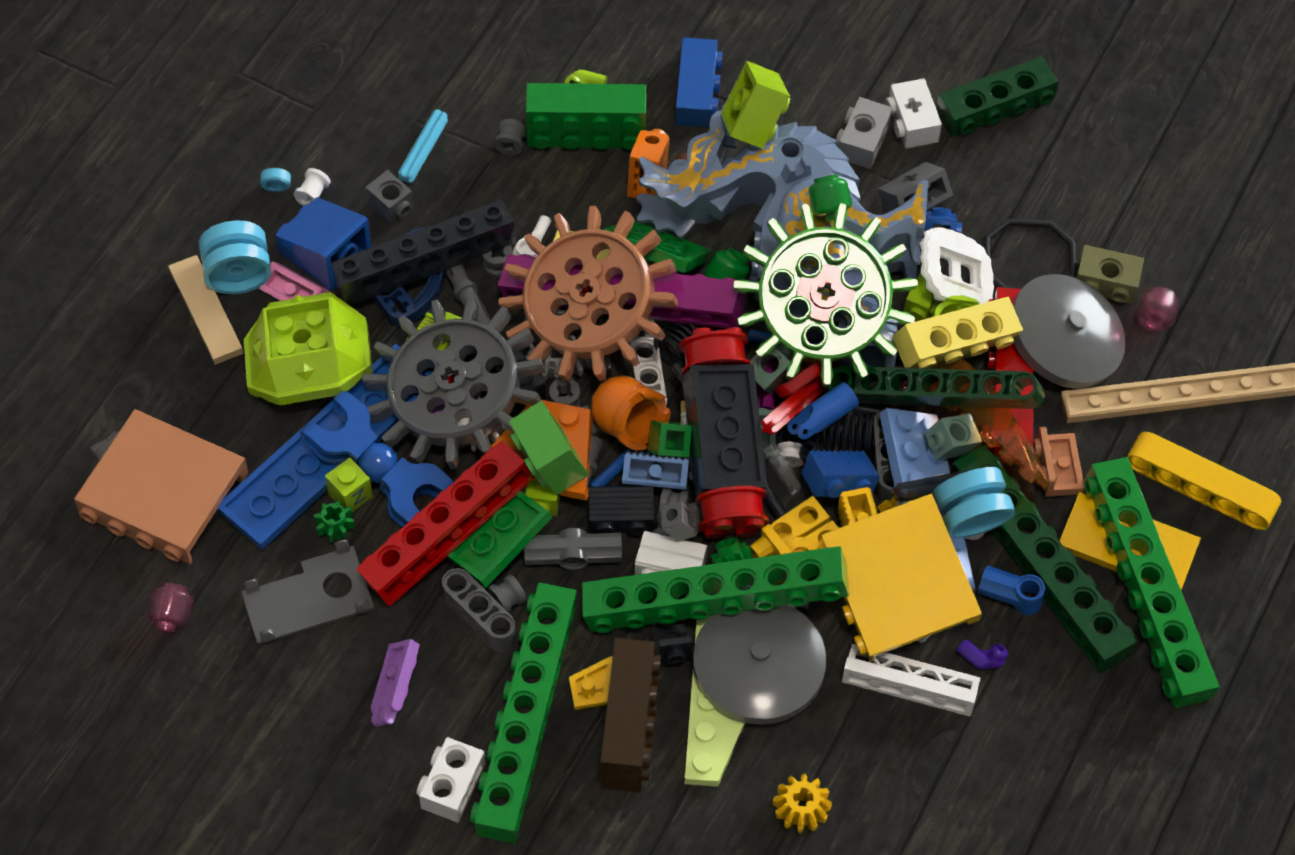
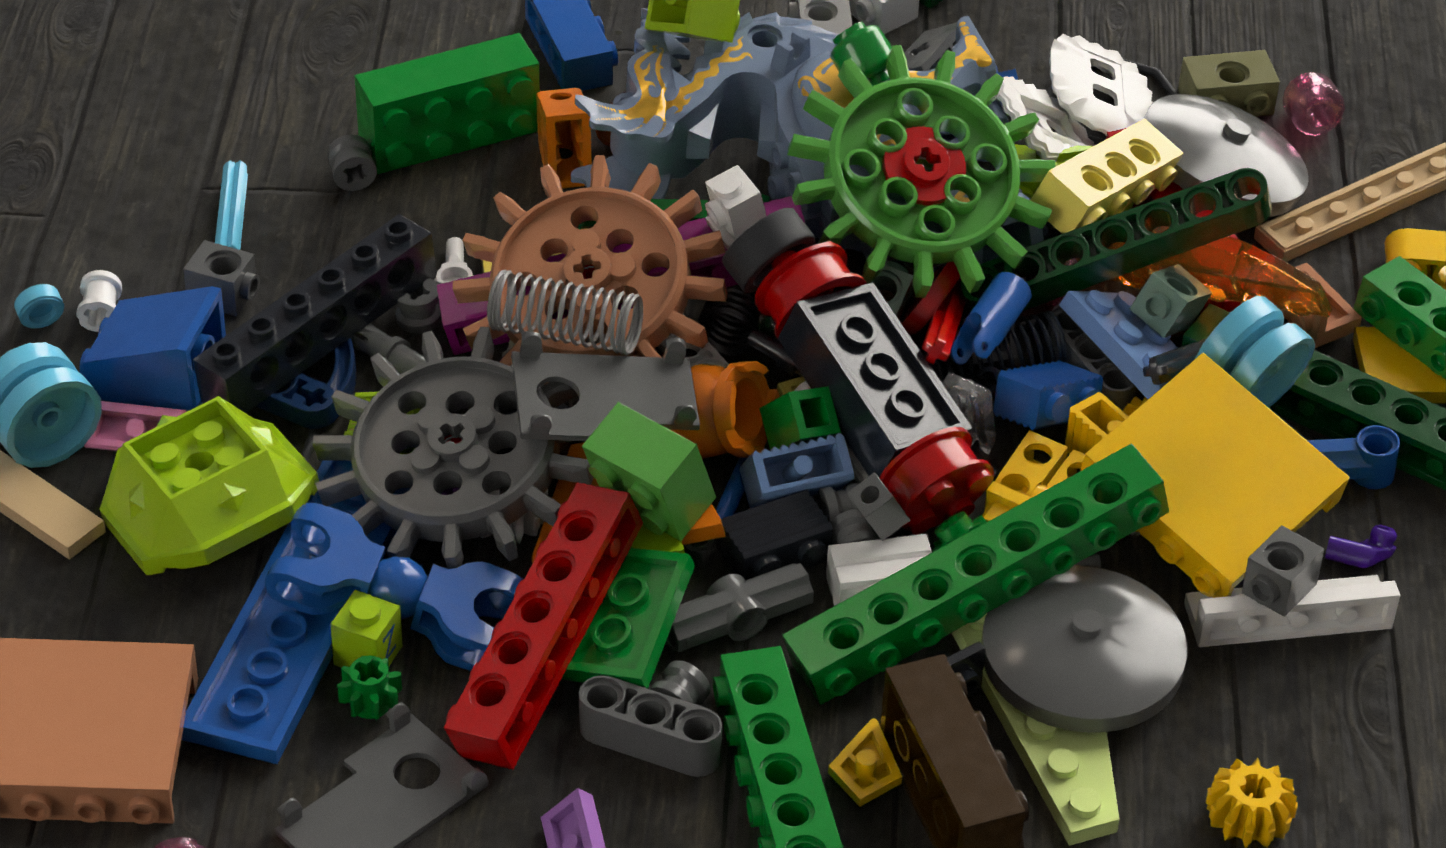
camera: 25 degrees left, 15 degrees down
(558, 381) = (649, 385): none -> dark grey piece
(573, 345) = (499, 323): none -> light grey piece
(693, 280) = (733, 204): none -> white brick
(695, 316) = (754, 251): none -> black tyre
(906, 649) = (1282, 570): none -> dark grey brick
(1001, 234) = (1074, 85): none -> white piece

